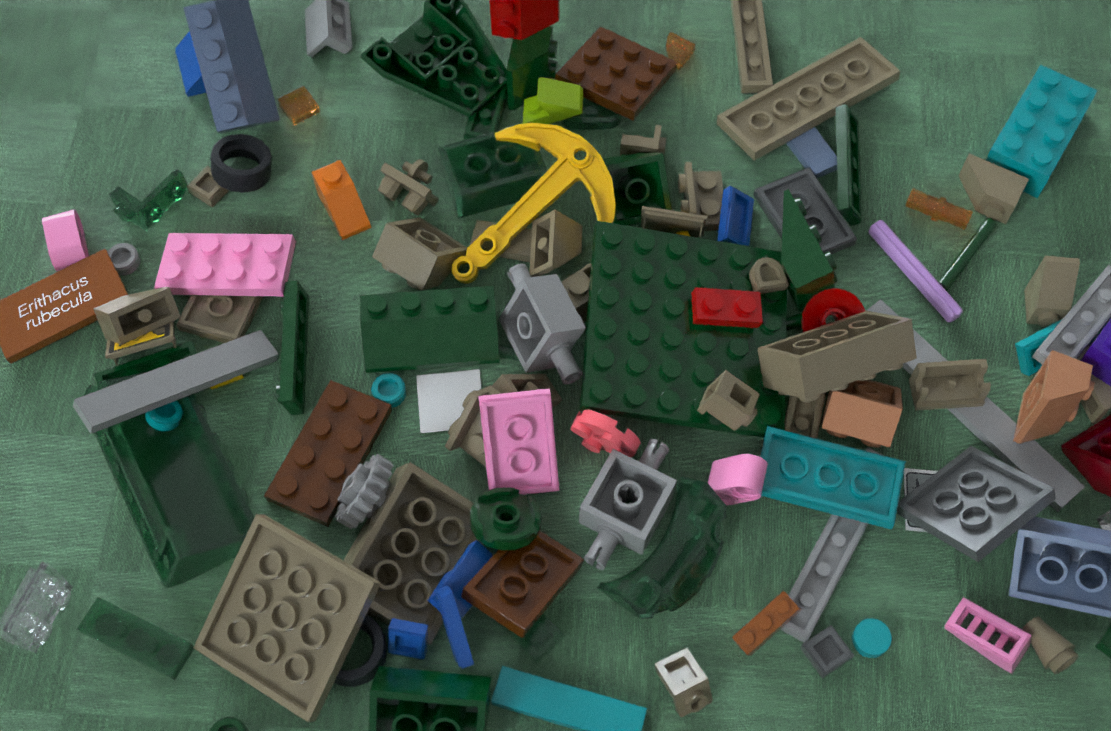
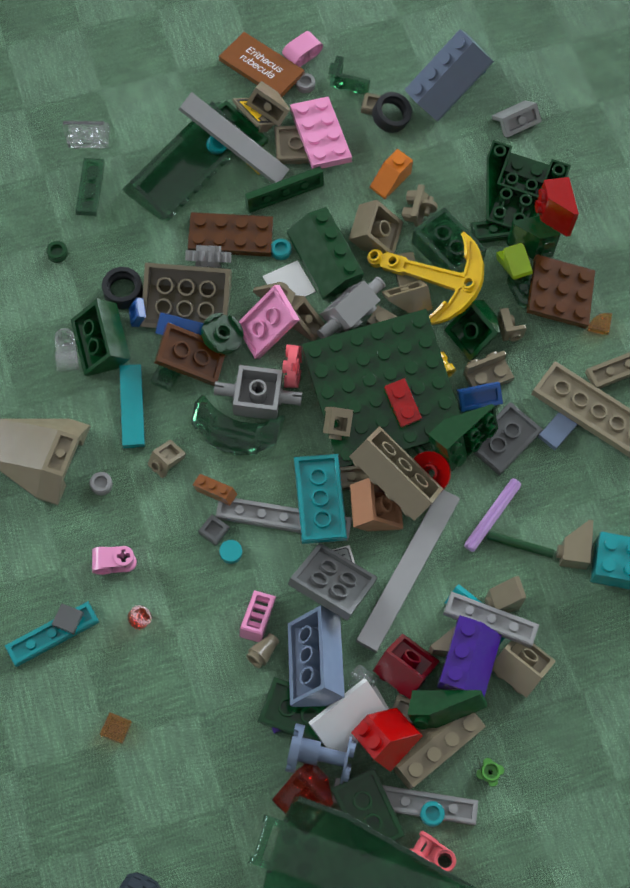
camera: 65 degrees right, 5 degrees up
(286, 617) = (122, 246): dark tan plate -> none
(298, 105) = (451, 126): clear orange tile -> none
(454, 627) = (149, 329): blue tile -> none
(673, 221) = (458, 374): dark tan piece -> none
(738, 478) = (295, 446): bright pink beam -> none
(767, 276) = (435, 417): dark tan tile -> none
(848, 165) = (554, 451): dark green tile -> none
(938, 209) = (546, 517): clear orange pin -> none
(949, 384) = (409, 550): dark tan hinge -> none
(1053, 397) = (421, 609): nougat slope -> none

